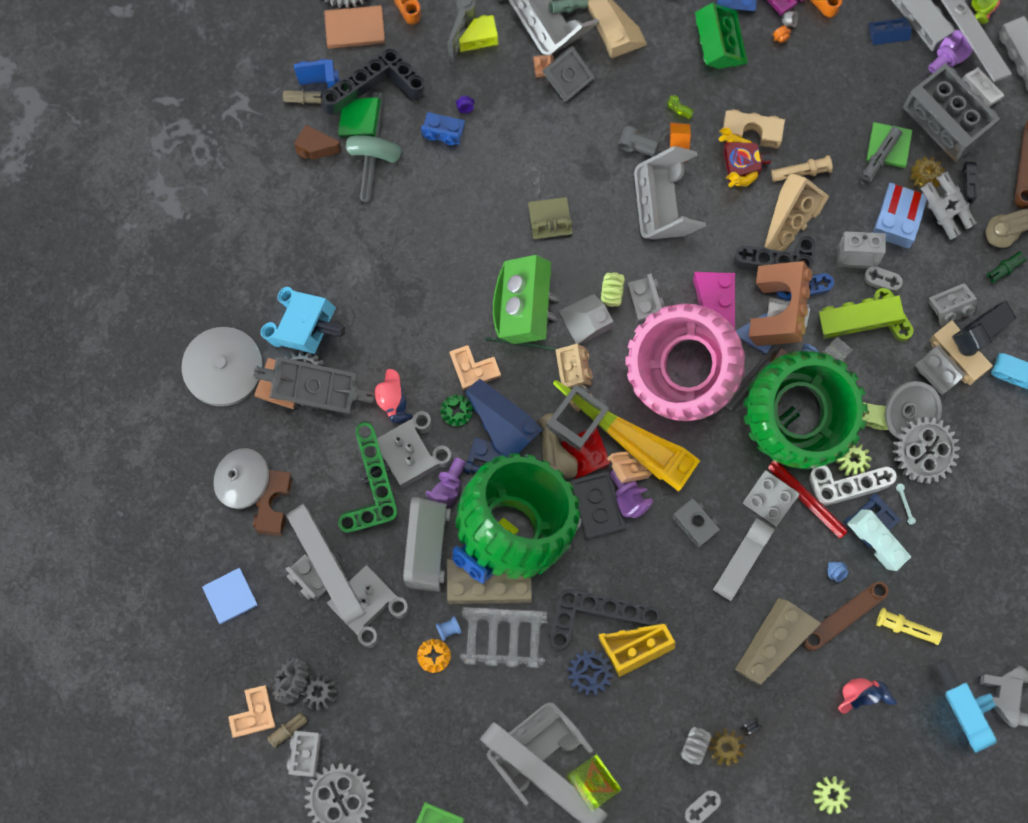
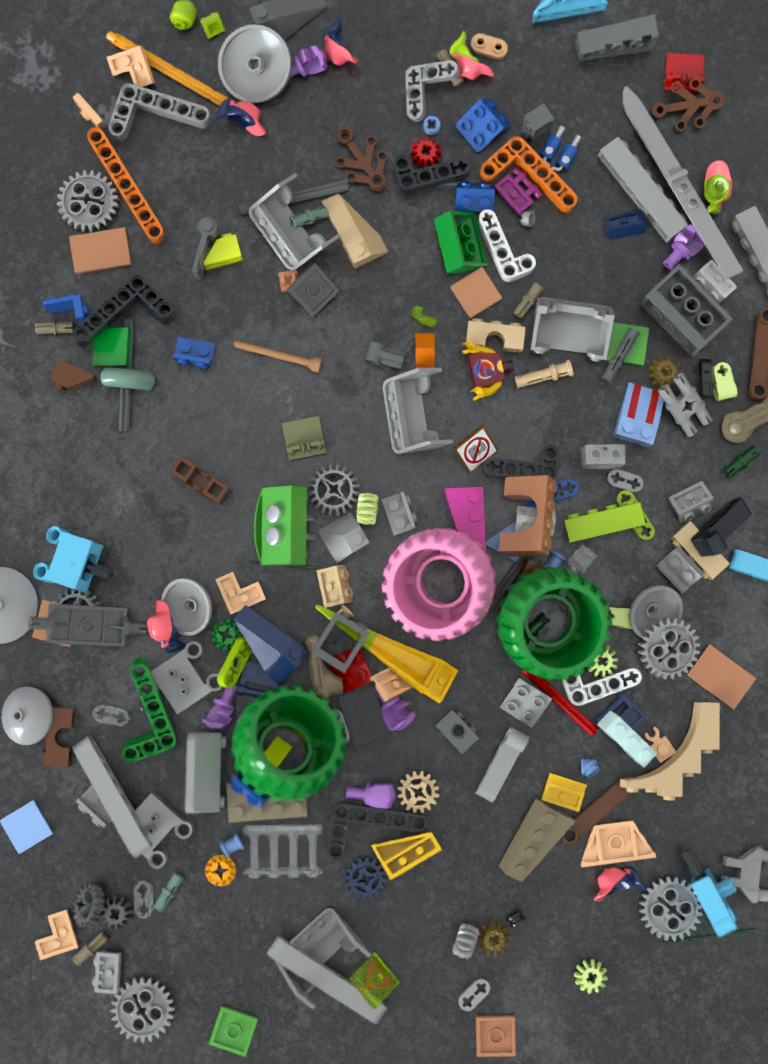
camera: 10 degrees left, 10 degrees up
(330, 480) = (113, 711): none -> clear beam
(354, 681) = (148, 899): none -> clear beam
(376, 674) = (168, 892): none -> sand green pin
(411, 367) = (186, 617): none -> light grey dish
(448, 258) = (200, 480): none -> reddish brown arch
(457, 438) = (228, 670): none -> lime beam
(465, 104) = (214, 326): dark purple plate -> none
(564, 145) = (312, 363): none -> medium nougat piece
(569, 257) = (327, 496): none -> light grey gear
(606, 583) = (375, 796): none -> medium lavender piece
(659, 590) = (413, 799): none -> tan gear
(728, 236) = (475, 449): none -> piece
(734, 87) = (476, 293): none -> nougat tile
(763, 42) = (502, 245): none -> white beam
(782, 34) = (520, 235): orange plate -> none
(788, 96) = (528, 300): none -> dark tan axle
(796, 205) = (538, 413): tan wedge -> none
(809, 595) = (564, 792): none -> yellow plate
(832, 125) = (572, 327): none -> light grey windscreen
(863, 654) = (615, 844): none -> light nougat wing
(897, 626) = (648, 814): light yellow pin -> none
(899, 488) = (645, 683): light aqua hinge -> none
(910, 741) = (660, 921): none -> light grey gear
(918, 554) = (660, 746): none -> light nougat plate
(958, 547) = (701, 738): none -> tan arch
(963, 762) = (709, 936): none -> clear green piece
(981, 485) = (721, 676): none -> nougat tile
(988, 186) = (723, 384): none -> yellowish green piece

